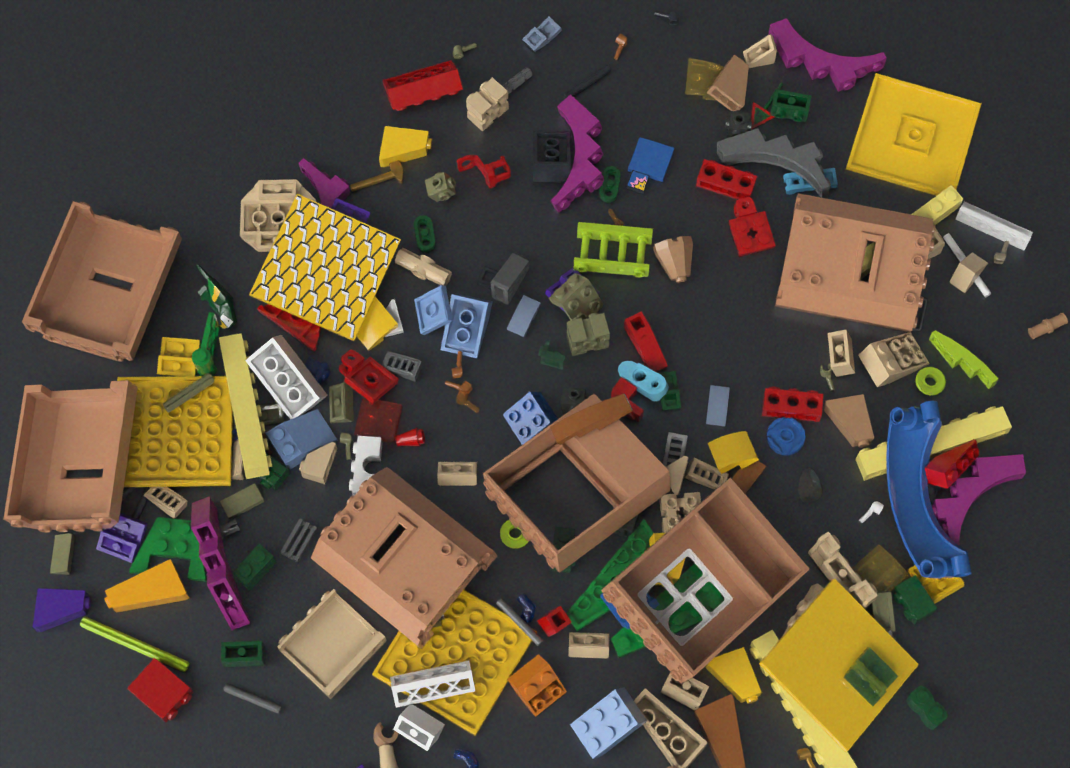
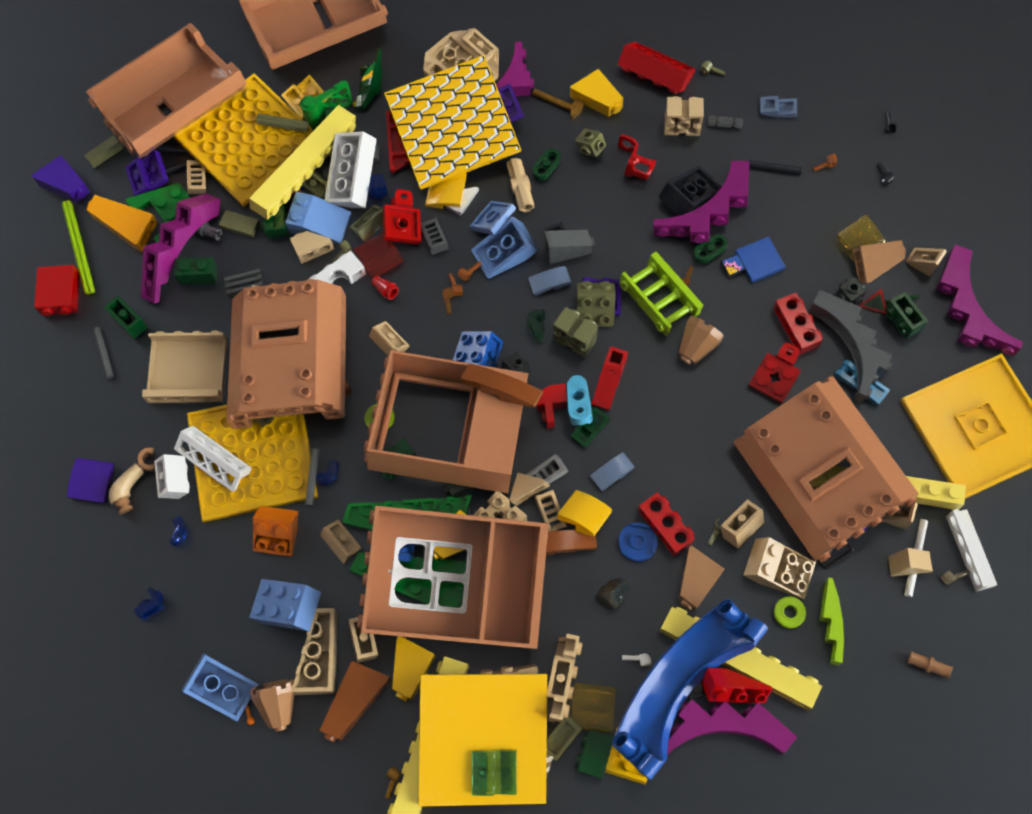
camera: 50 degrees right, 0 degrees up
(554, 621) = (332, 500): red brick -> none

